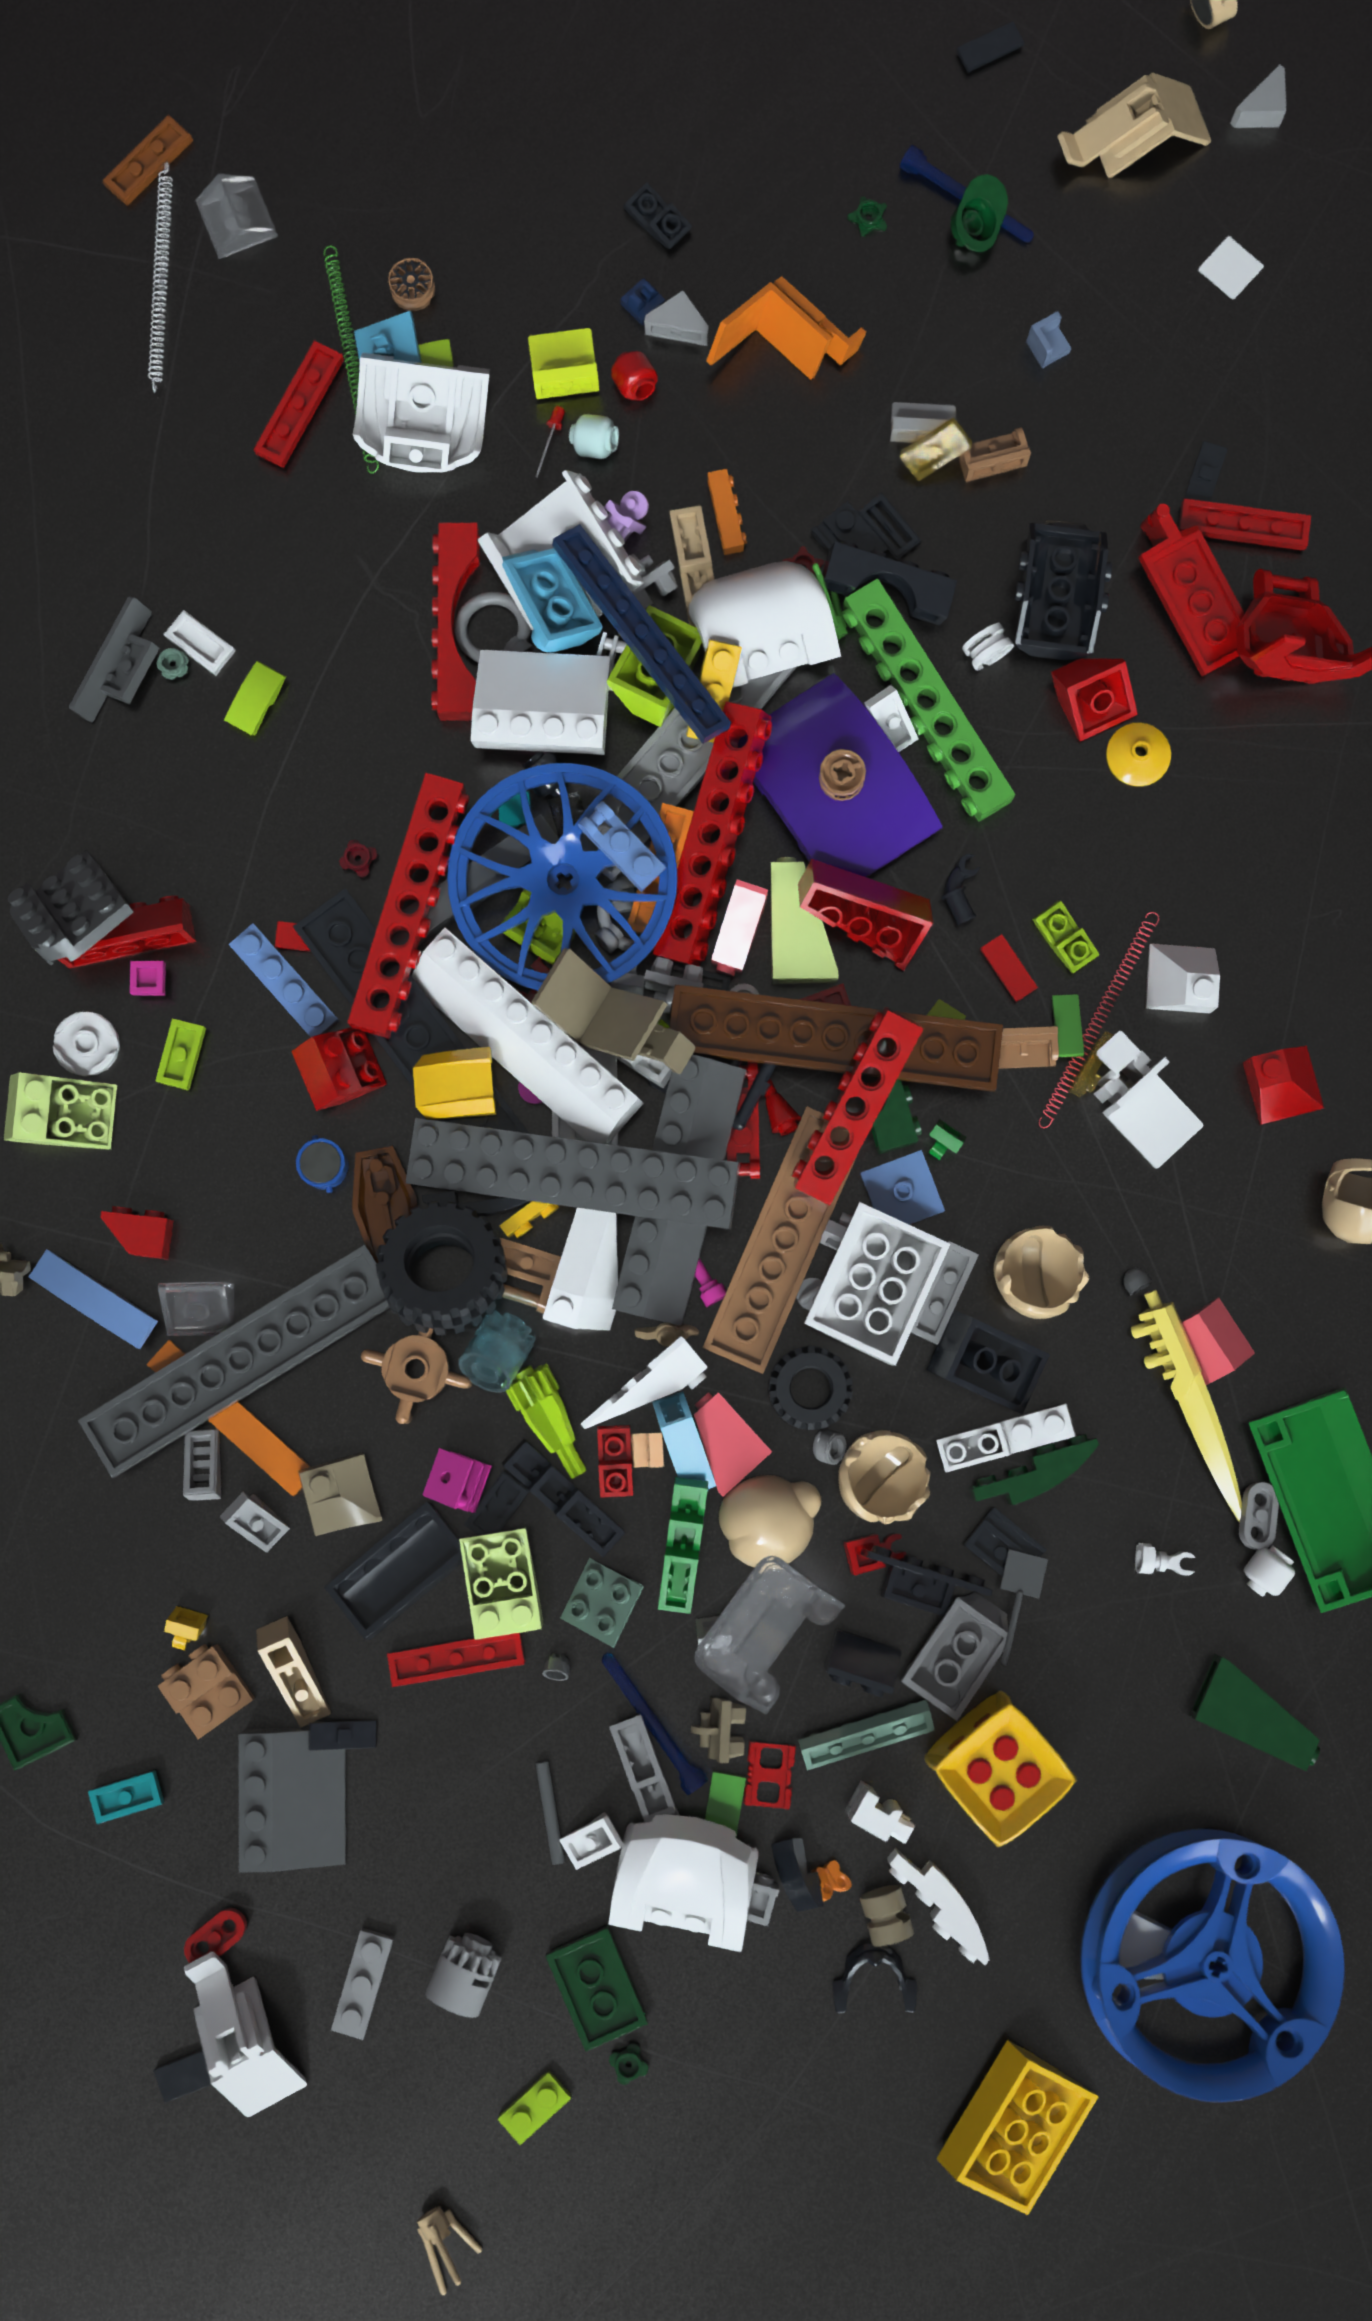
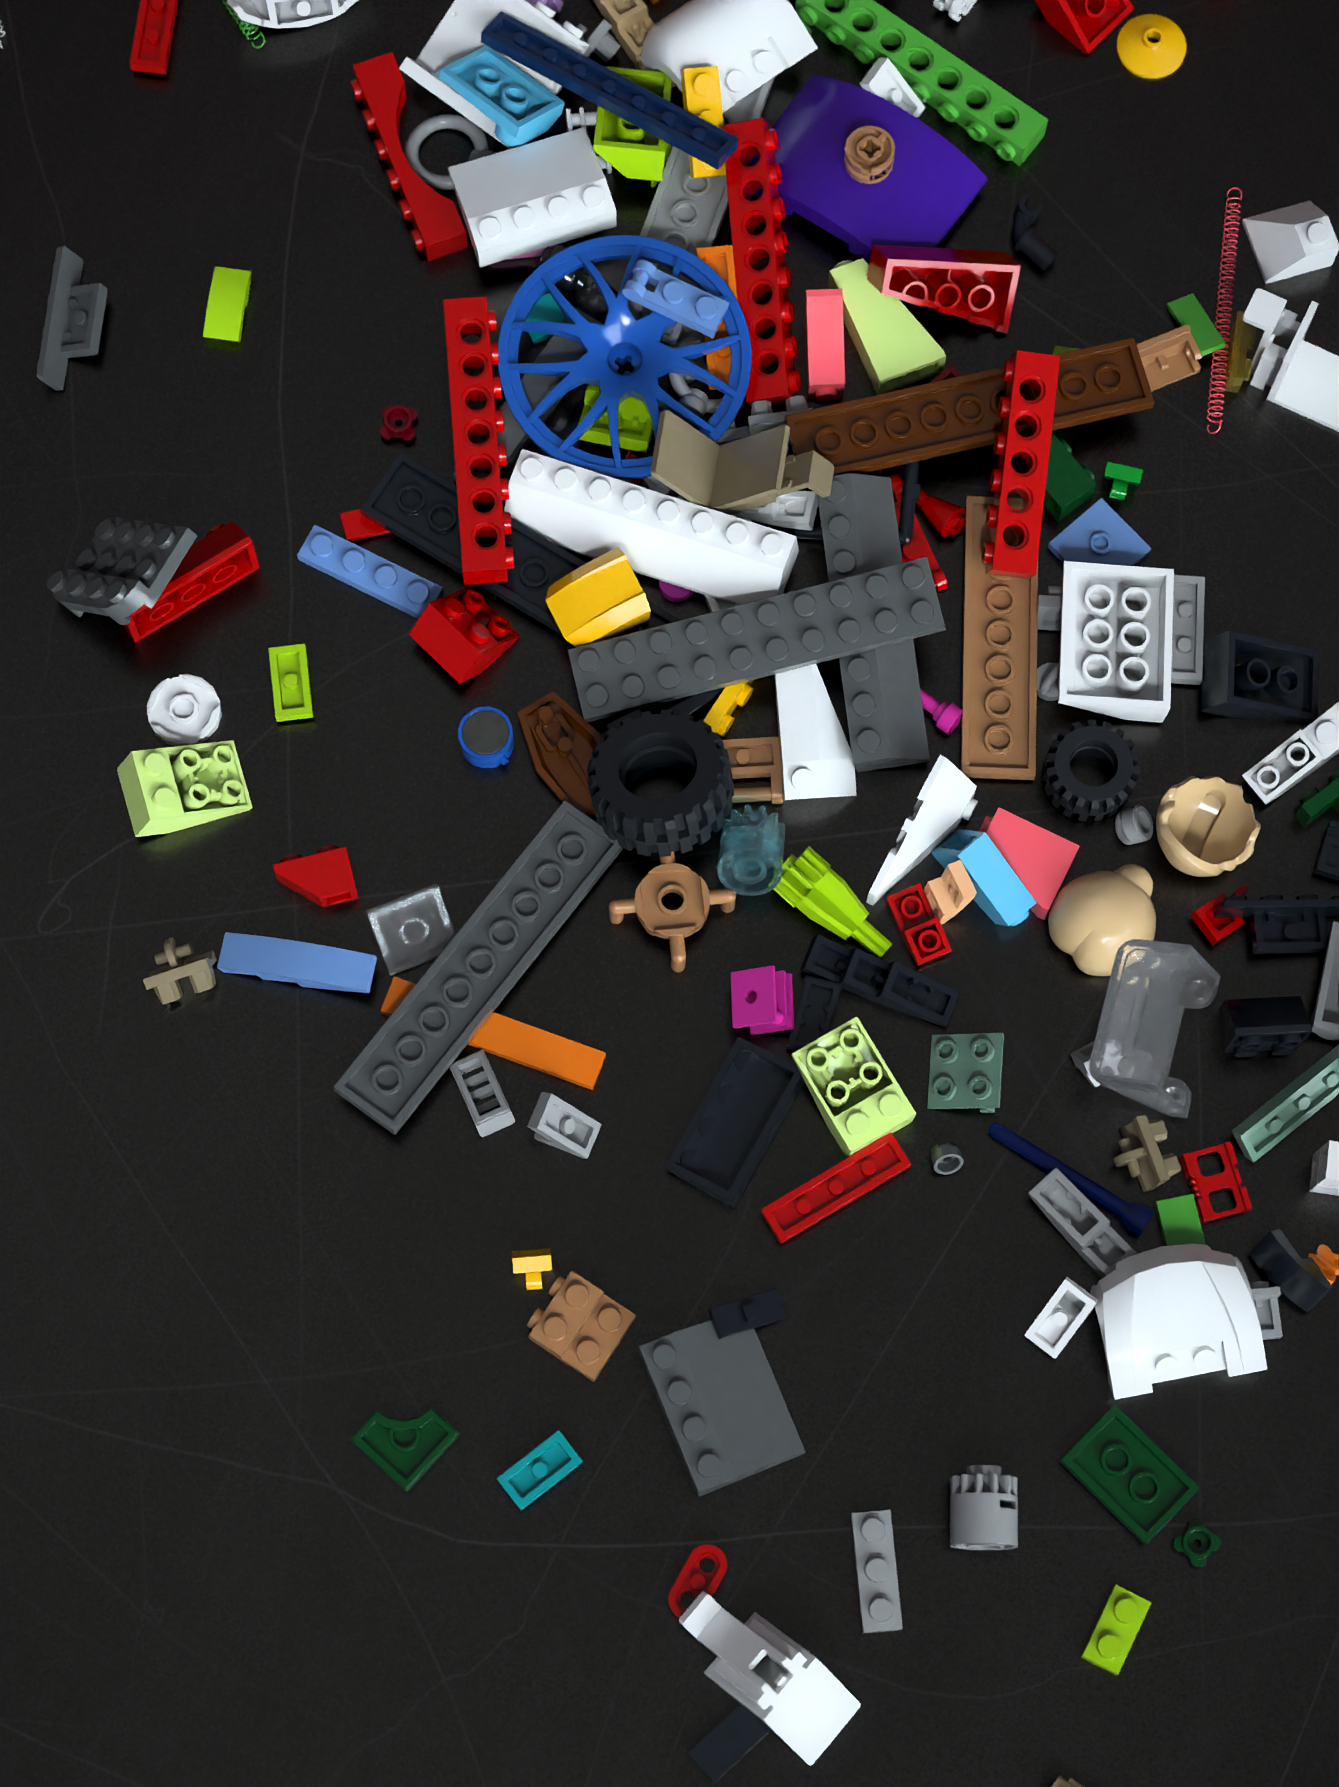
camera: 25 degrees left, 10 degrees down
(147, 977) = (226, 616): dark pink tile -> none
(168, 656) = (124, 292): sand green plate -> none
(199, 642) = (146, 272): white tile -> none
(292, 1671) = (667, 1267): tan slope -> none
(339, 1494) = (641, 1067): dark tan plate -> none
(550, 1812) = (1001, 1312): dark grey bar -> none
(666, 1333) = (914, 777): tan piece -> none
(683, 1545) = (1027, 978): green slope -> none
(1008, 968) = (1112, 292): red piece -> none
(1040, 1272) = (1275, 566): tan piece -> none
(1065, 937) = (1152, 242): lime slope -> none

